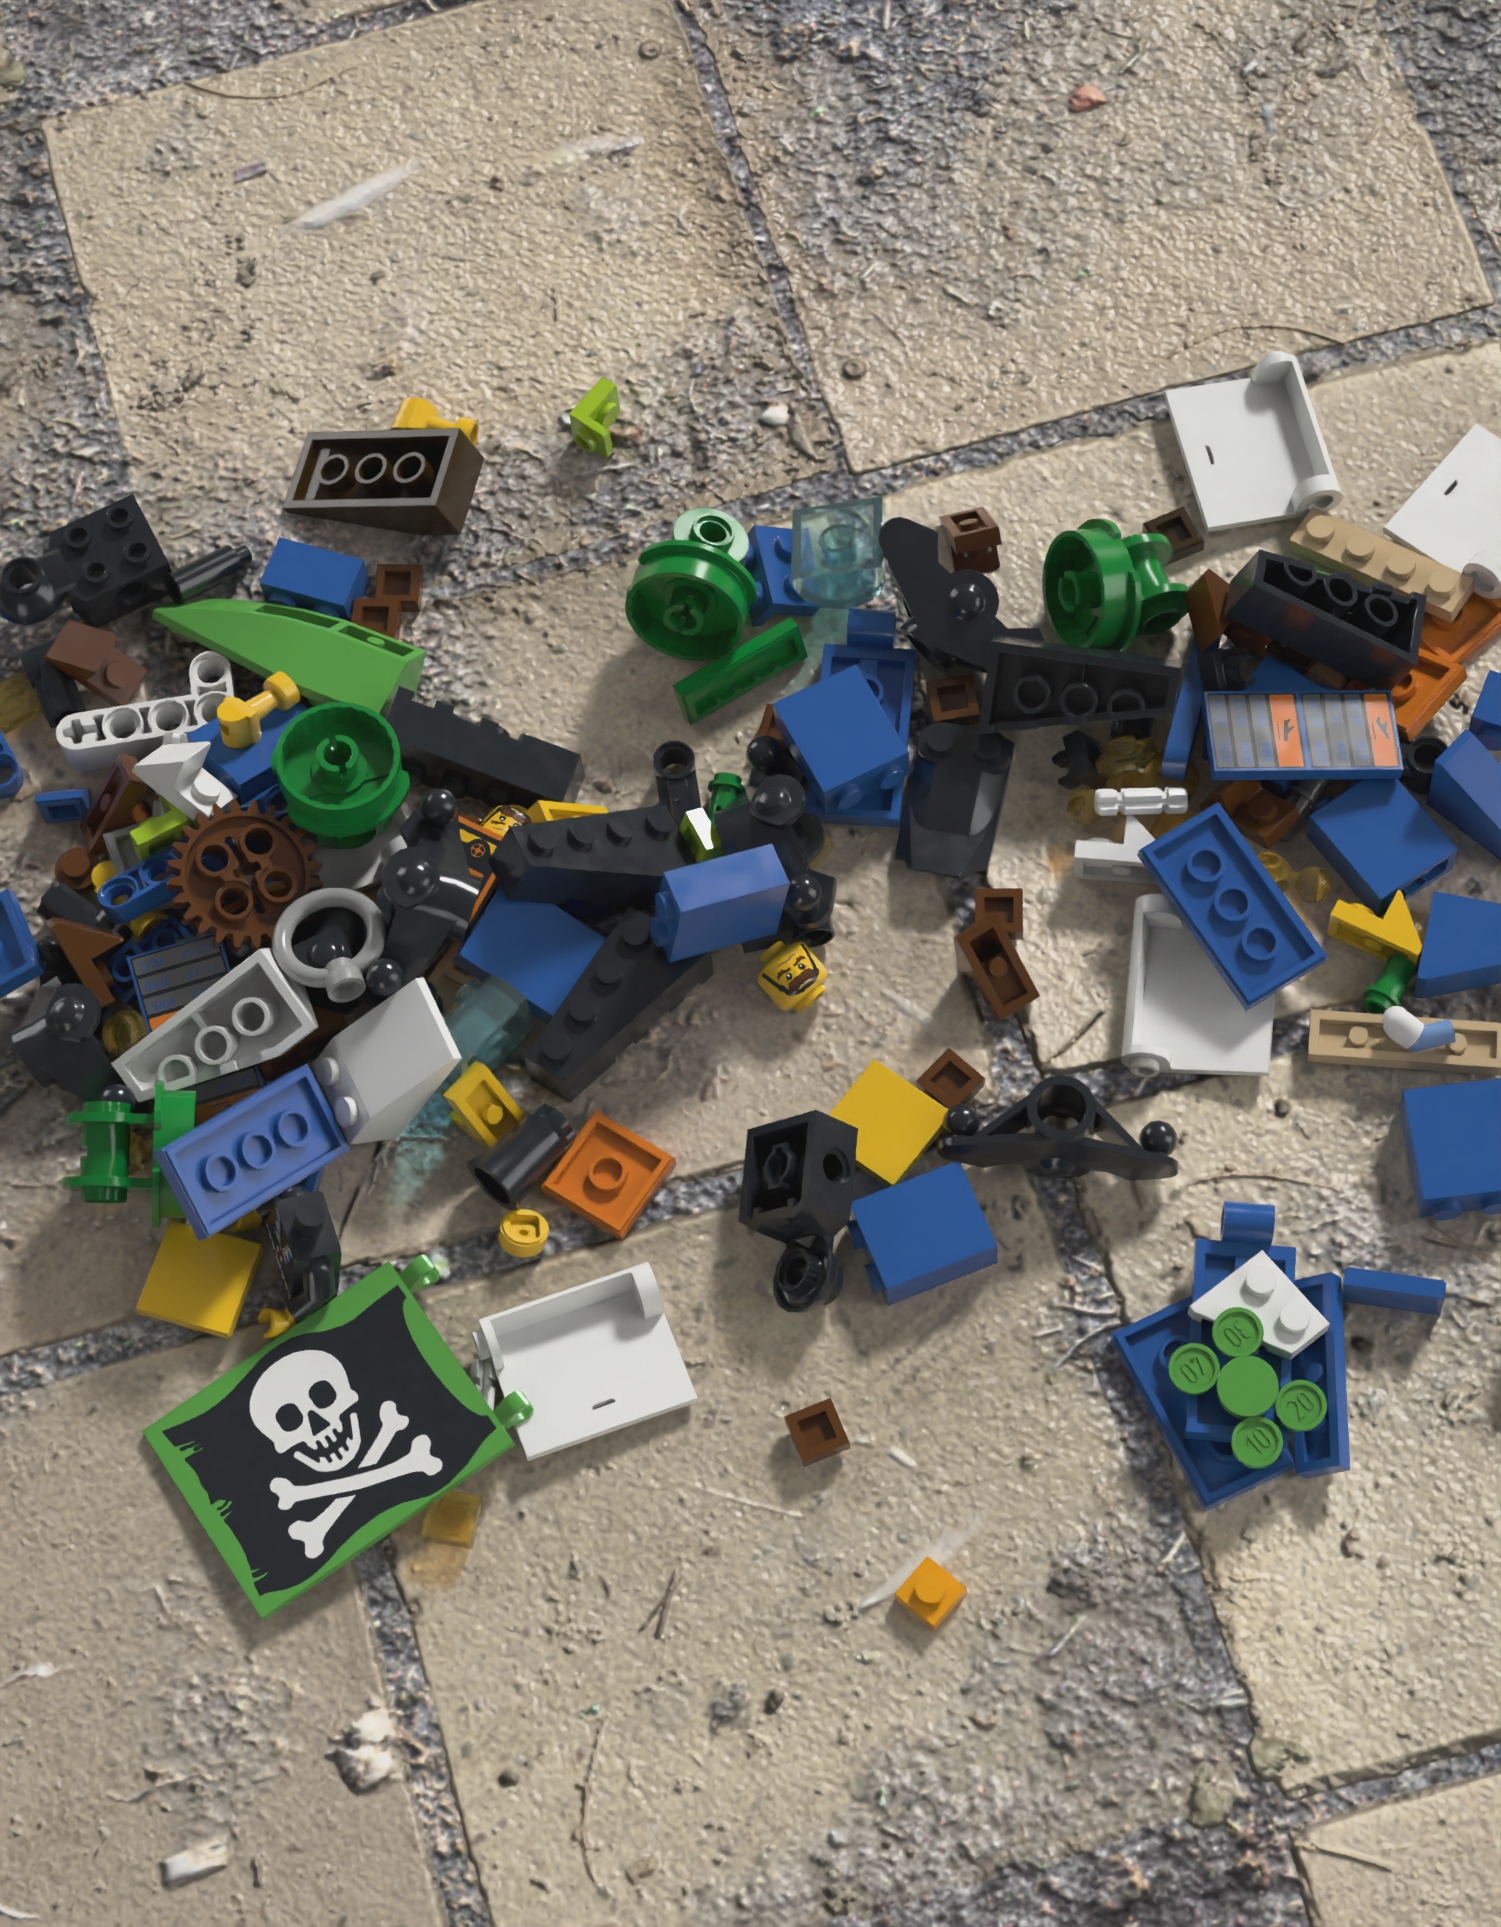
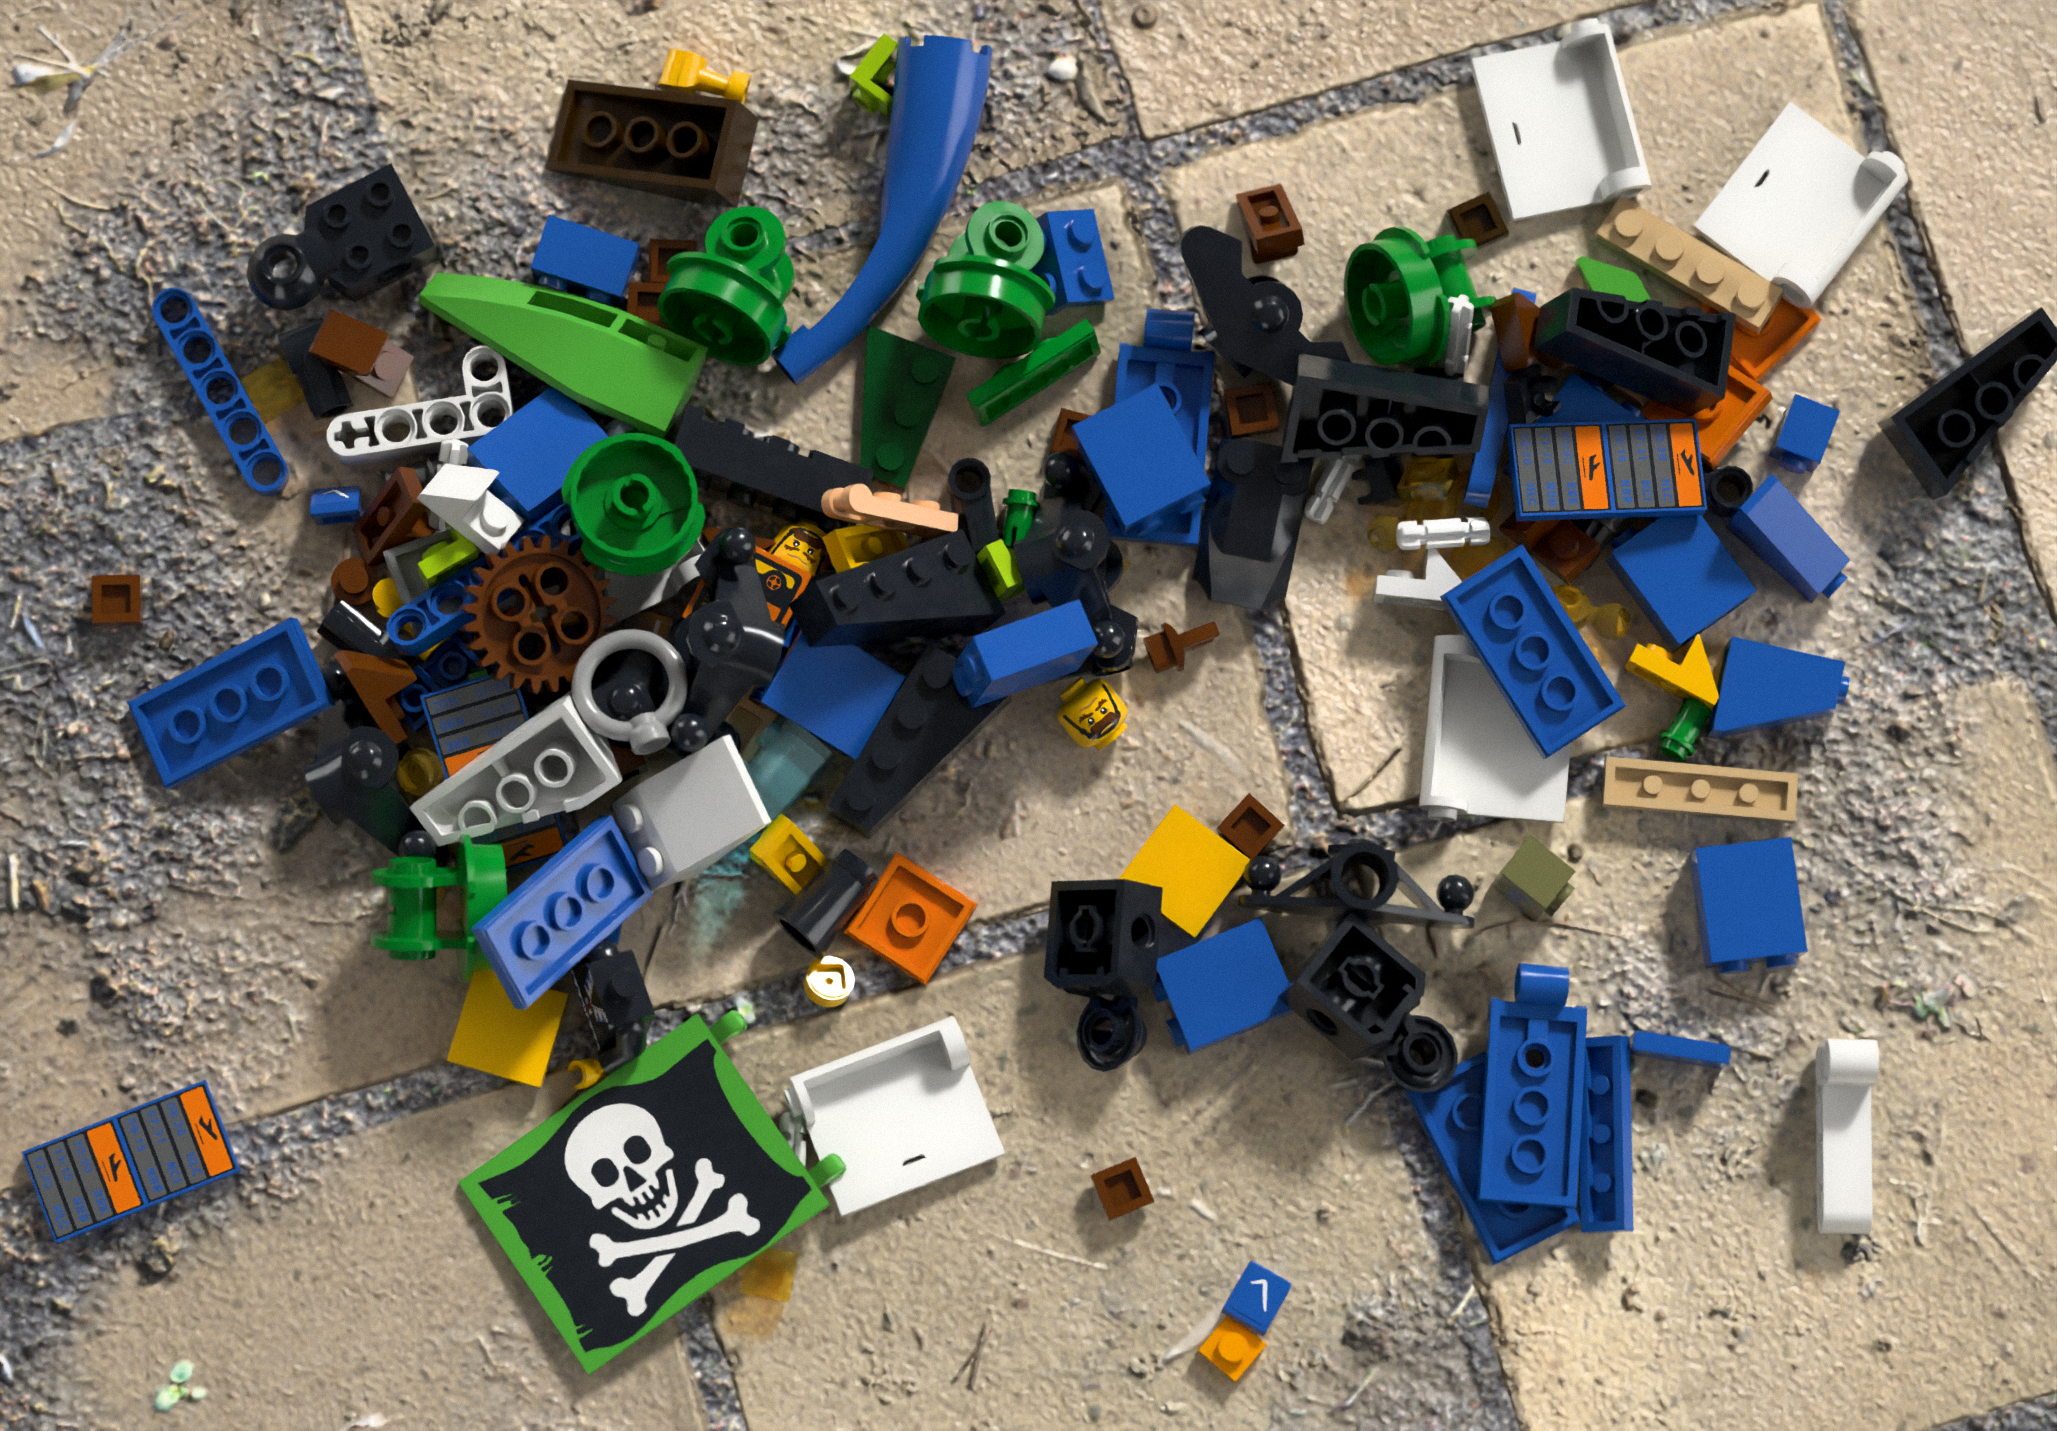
camera: 15 degrees left, 15 degrees up
(206, 573) = (471, 248): black cylinder -> none
(241, 720) = (525, 436): yellow leg -> none
(447, 594) = (733, 291): none -> green piece
(588, 785) = (887, 511): none -> light nougat plate
(611, 704) = (899, 403): none -> dark green wing
(645, 463) = (931, 137): none -> blue brick
(838, 553) = (1136, 247): clear light blue brick -> none
(871, 914) = (1168, 648): none -> reddish brown piece
(956, 1539) = (1256, 1298): none -> blue slope
(995, 966) = (1296, 710): reddish brown slope -> none
(1006, 904) = (1298, 646): reddish brown plate -> none
(1034, 764) = (1330, 488): none -> white axle
(1061, 1237) = (1361, 1001): none -> black brick
(1152, 616) = (1455, 357): none -> white axle
(1237, 1121) = (1535, 880): none -> olive brick
(1247, 1387) = (1539, 1157): bright green piece -> none
(1260, 1286) = (1554, 1074): white wing -> none
(1413, 1034) = (1706, 787): arm -> none

